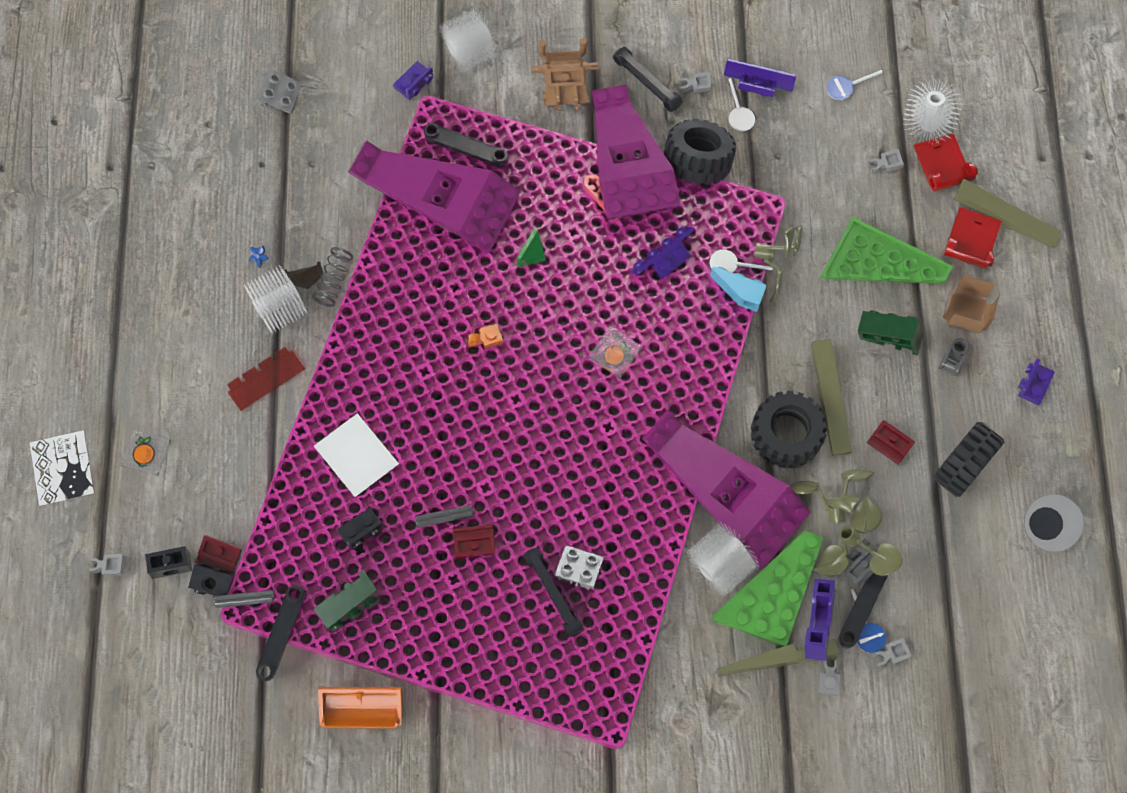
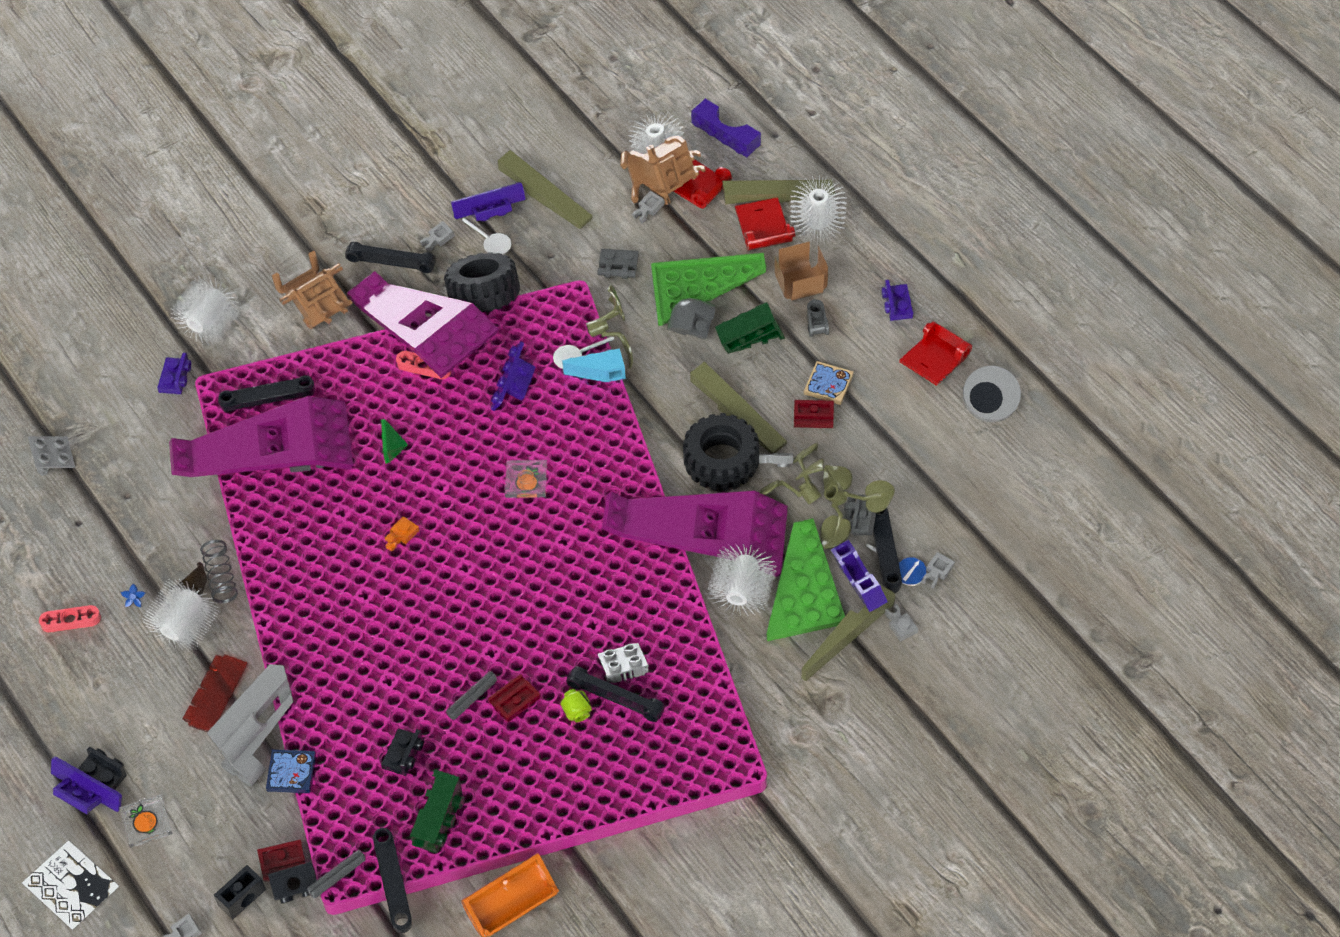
camera: 30 degrees left, 15 degrees down
(114, 396) = (81, 789): none -> dark purple bracket
(140, 389) = (103, 768): none -> black bracket
(206, 251) = (85, 611): none -> coral beam
(251, 431) = (240, 732): none -> light grey panel
(268, 488) = (290, 771): none -> tile
(356, 455) = (352, 697): white sticker -> none
(516, 581) = (576, 705): none -> lime head
(811, 93) = (543, 190): none -> olive slope
(828, 194) = (618, 263): none -> dark grey plate
(832, 464) = (780, 459): none -> light grey plate
(842, 88) = (565, 173): piece -> none
(851, 289) = (692, 317): none -> dark grey brick
(918, 136) = (661, 168): none -> medium nougat piece
(924, 421) = (828, 382): none -> tile
(968, 459) = (887, 381): black tyre -> none
(1009, 146) = (741, 139): none -> dark purple arch
(1026, 256) = (818, 209): none -> white piece
(1034, 453) = (936, 353): none -> red door

